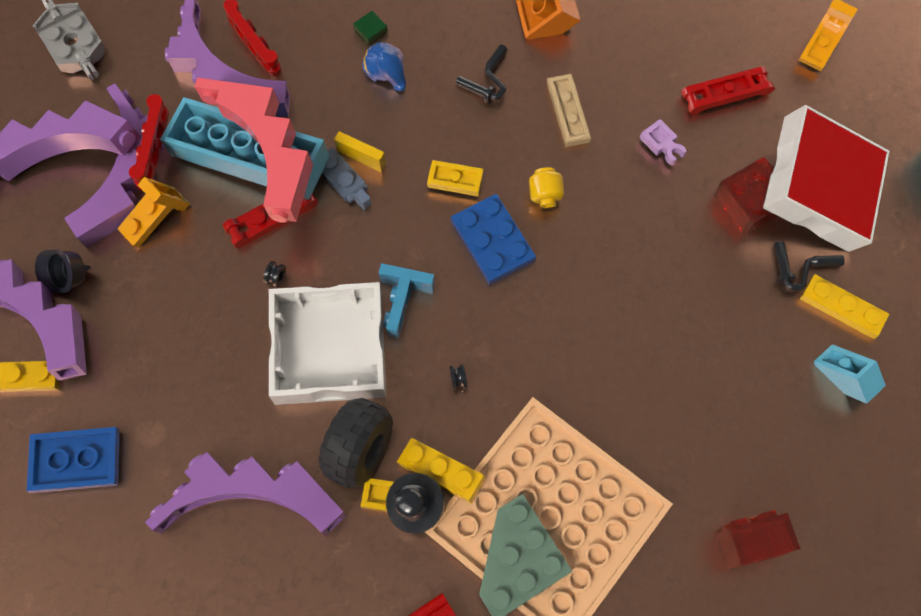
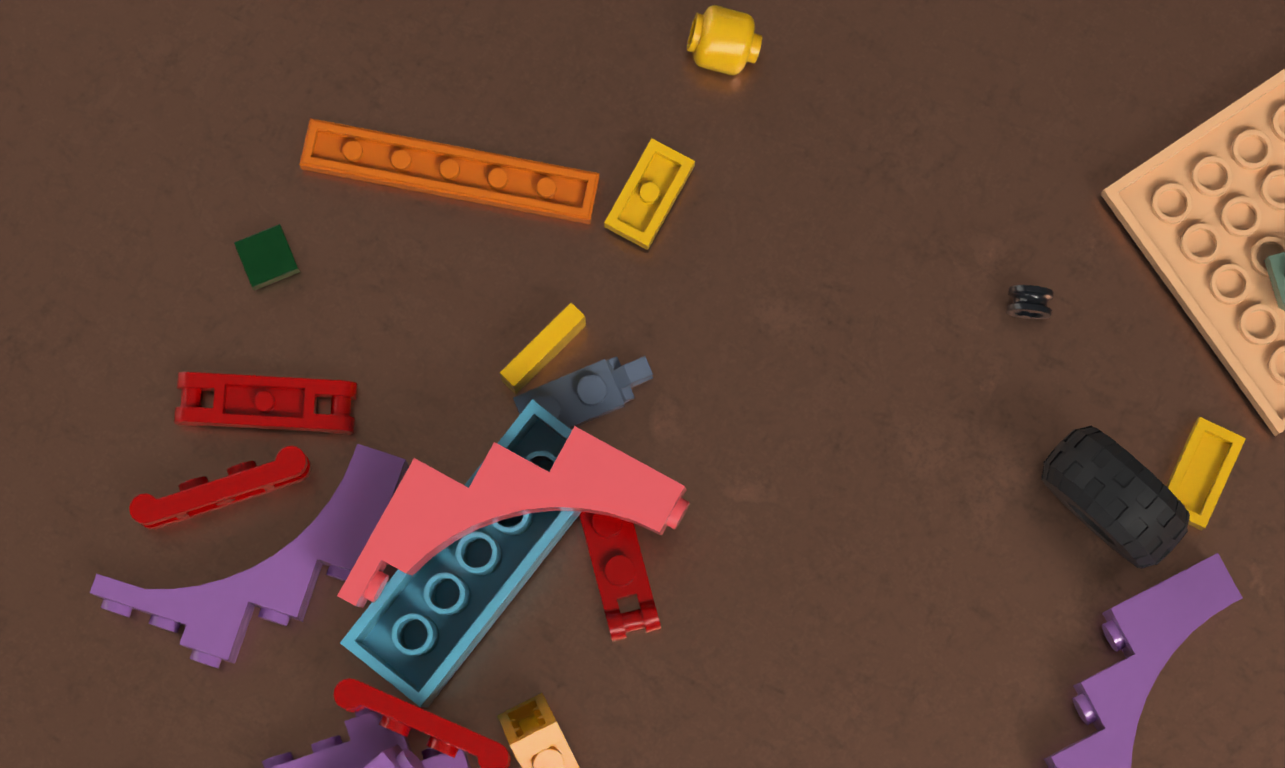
camera: 75 degrees left, 10 degrees up
(274, 274) = (742, 567): black bush -> none
(299, 46) = (265, 402): none -> red plate
(326, 344) = (906, 506): white tile -> none
(385, 63) = (364, 251): blue hair -> none
(403, 283) = (854, 355): dark azure bracket -> none
(415, 503) = (1233, 432): black plate -> none
(438, 92) = (449, 171): none -> orange tile
(447, 472) = (1185, 377): yellow plate -> none
(487, 93) = (475, 95): black piece -> none
(493, 238) = (785, 166): blue plate -> none

